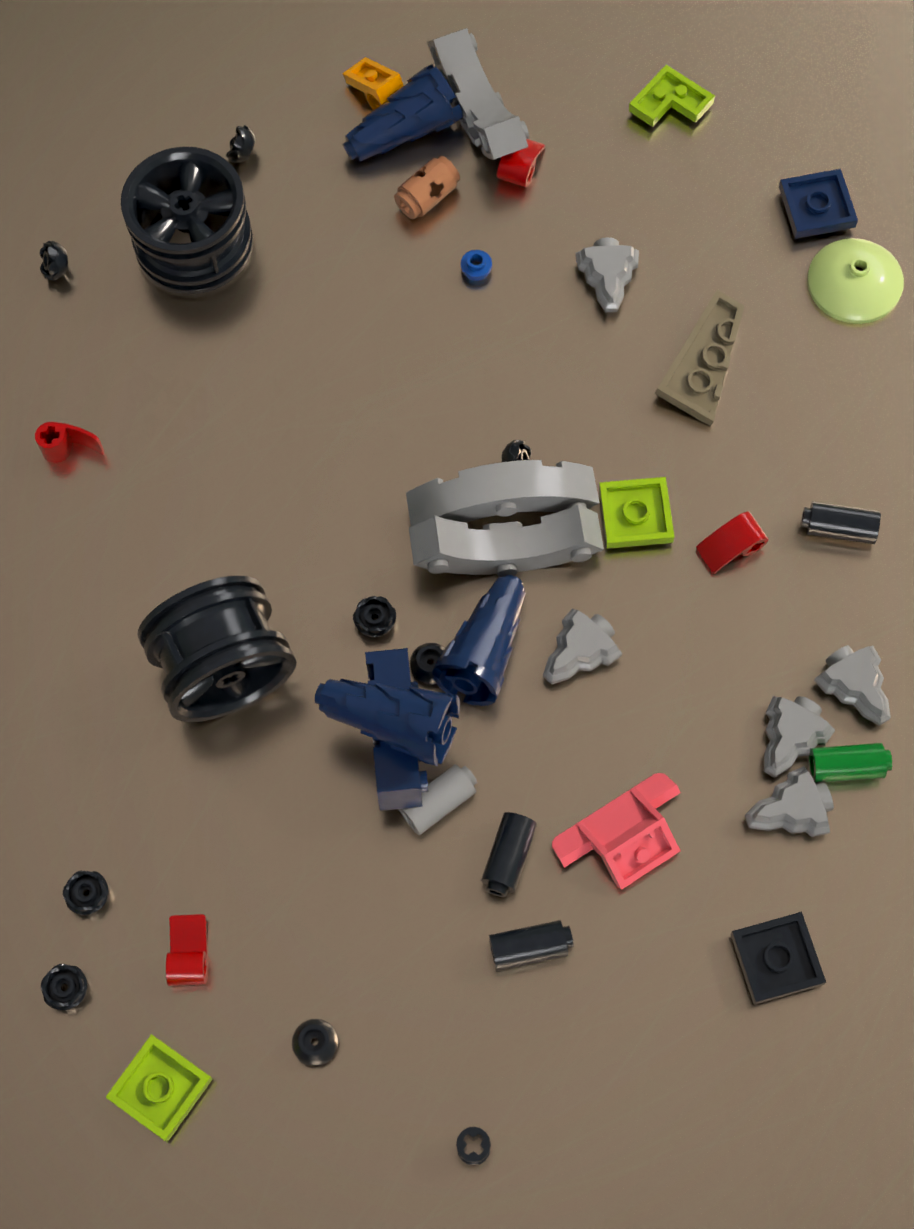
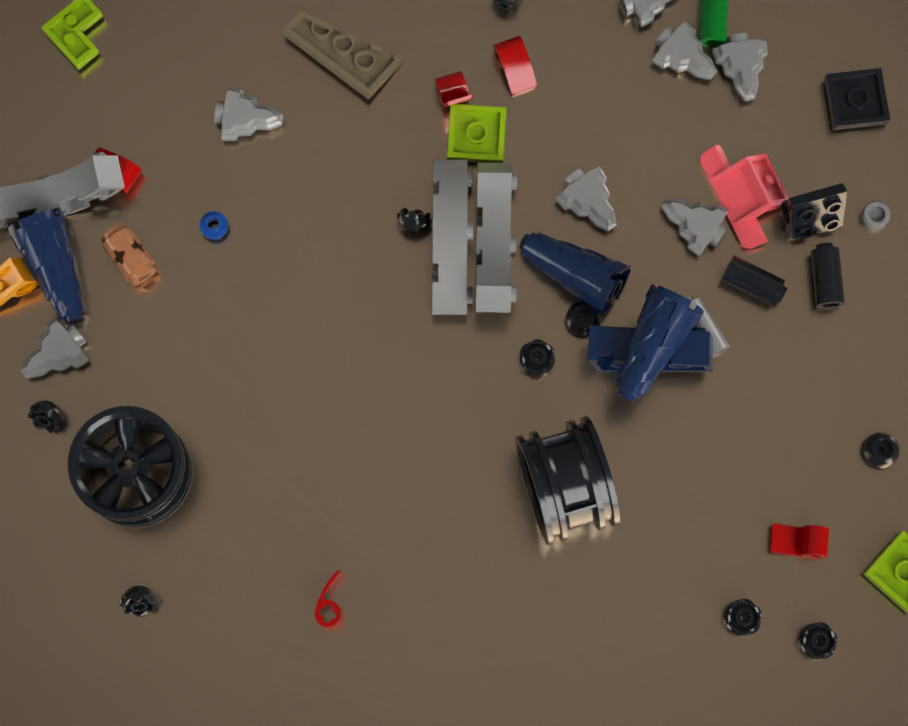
camera: 85 degrees left, 10 degrees up
(313, 144) = (55, 350): none -> light grey rock
(572, 778) = (696, 222): none -> light grey rock
(607, 913) = (814, 212): none -> black plate
(625, 1002) = (875, 215): none -> light grey tile
(684, 476) = (452, 89): none -> red panel

